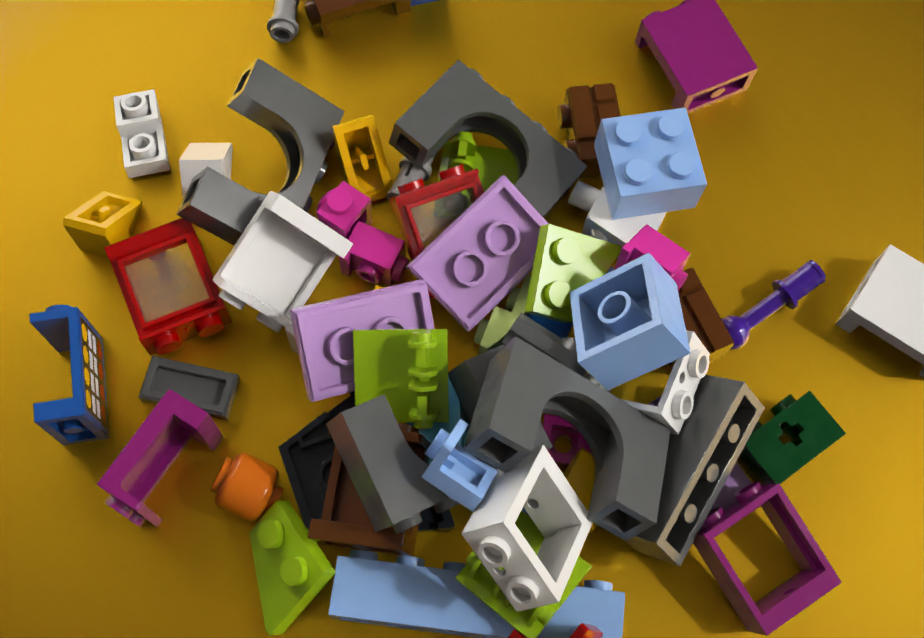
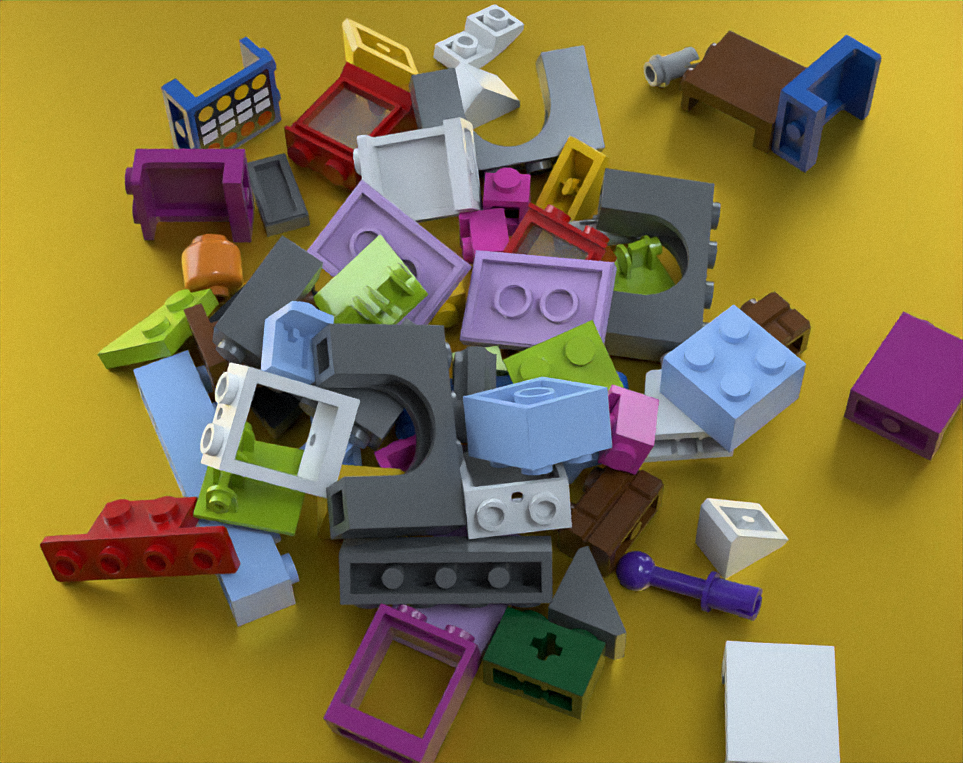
camera: 65 degrees right, 15 degrees down
(750, 248) = (736, 534): none -> white slope
(766, 380) = (586, 604): none -> dark grey slope

